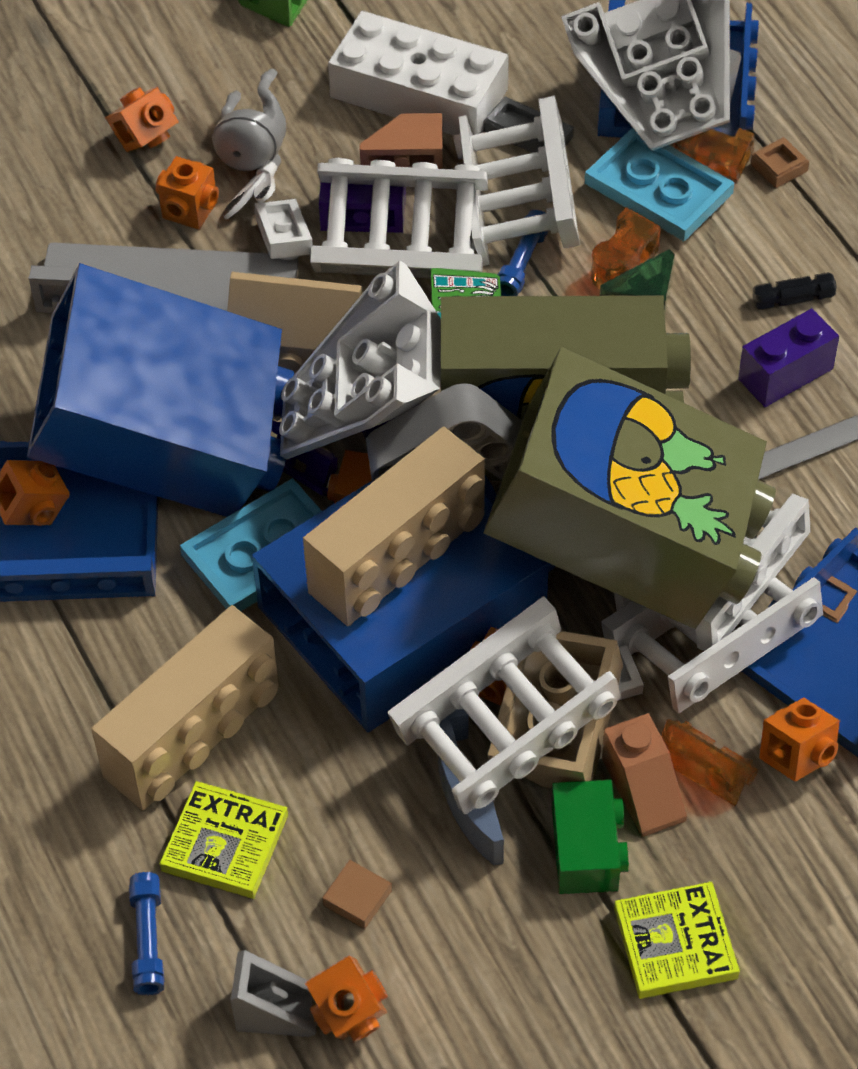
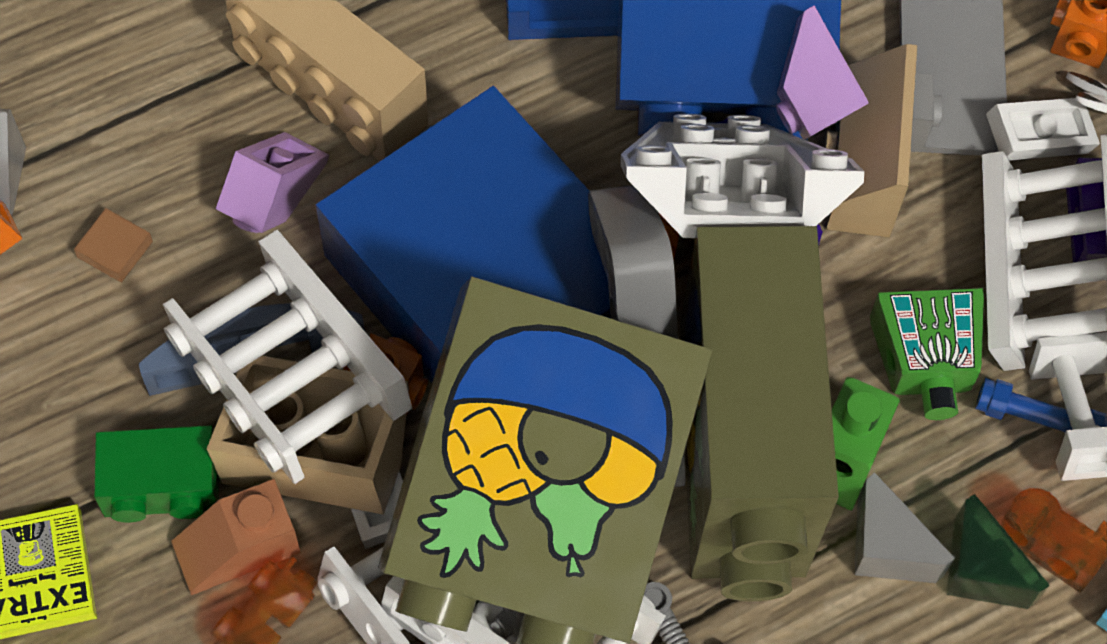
camera: 85 degrees right, 10 degrees up
(148, 968) = (35, 56): blue bar -> none
(224, 839) = (189, 117): neon yellow tile -> none
(225, 550) = (571, 118): medium azure plate -> none
(269, 326) = (816, 80): none -> lavender slope
(304, 760) = (269, 181): none -> lavender slope
(395, 526) = (492, 203): tan brick -> none

